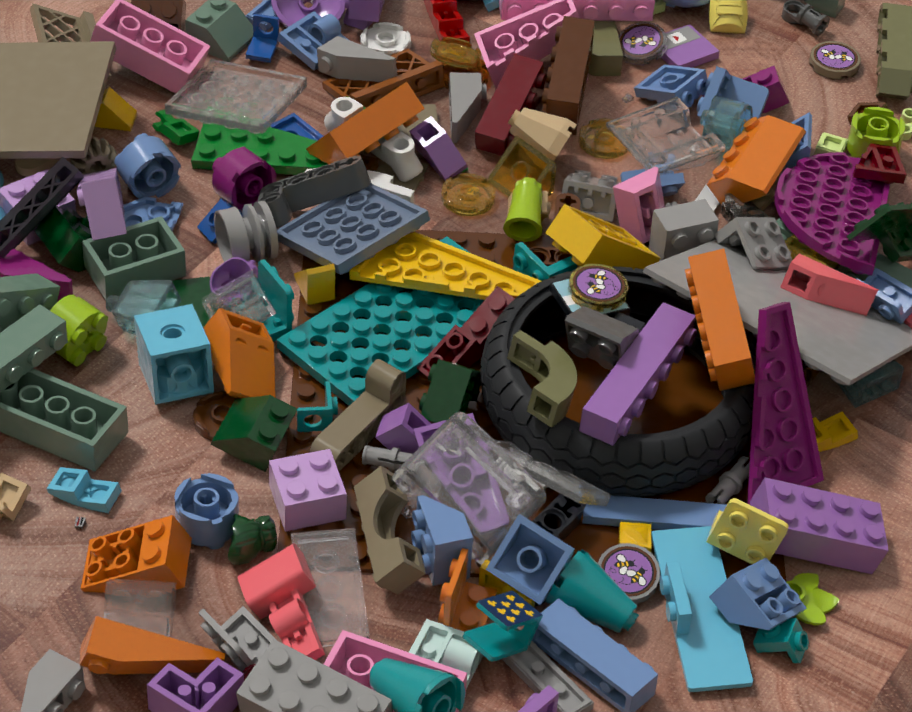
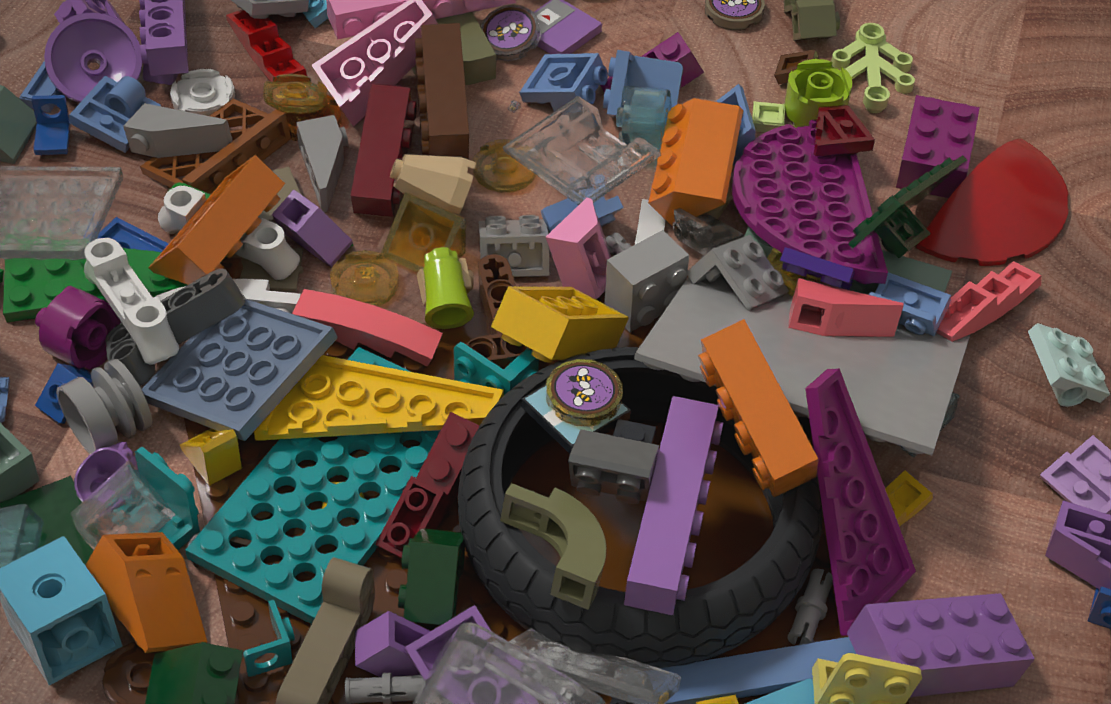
camera: 15 degrees left, 5 degrees up
(285, 164) = (135, 307): none -> white plate
(460, 223) = (369, 325): none -> coral slope
(820, 251) = (827, 271): none -> dark purple plate

